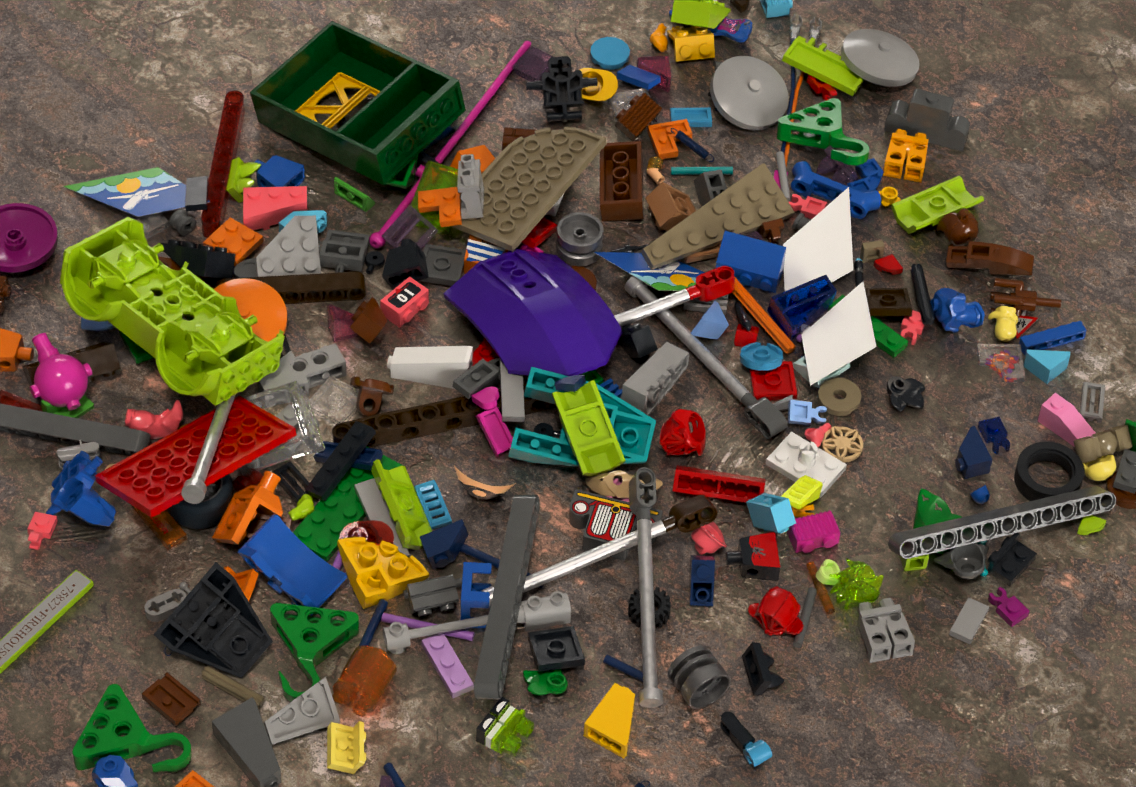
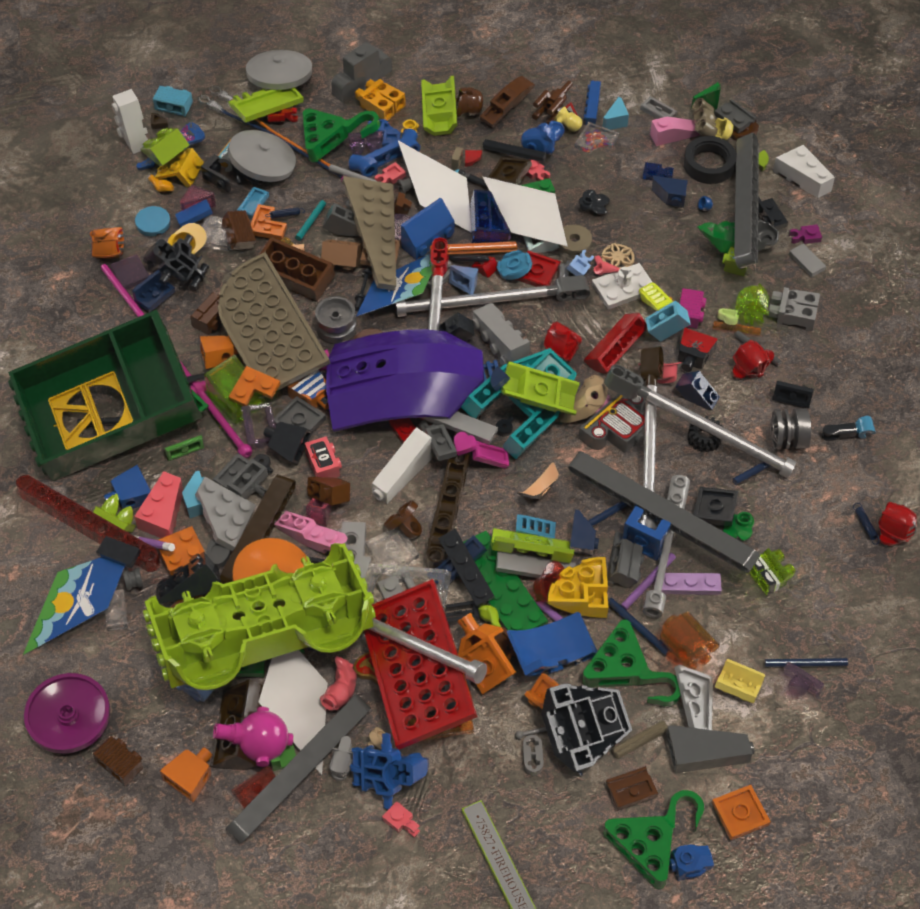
camera: 60 degrees left, 5 degrees up
(119, 386) = (294, 694): none -> white sticker
(225, 216) = (157, 544): none -> medium lavender bar
(312, 326) = (308, 532): none -> bright pink slope
(471, 187) = (261, 355): light grey hips -> none
(513, 89) = (152, 293): none -> dark blue bracket
(550, 28) = (107, 242): none -> orange piece
(612, 720) = (797, 499): yellow slope -> none
(704, 65) = (210, 173): none -> black bracket
(1101, 568) = (806, 170): none -> white wedge

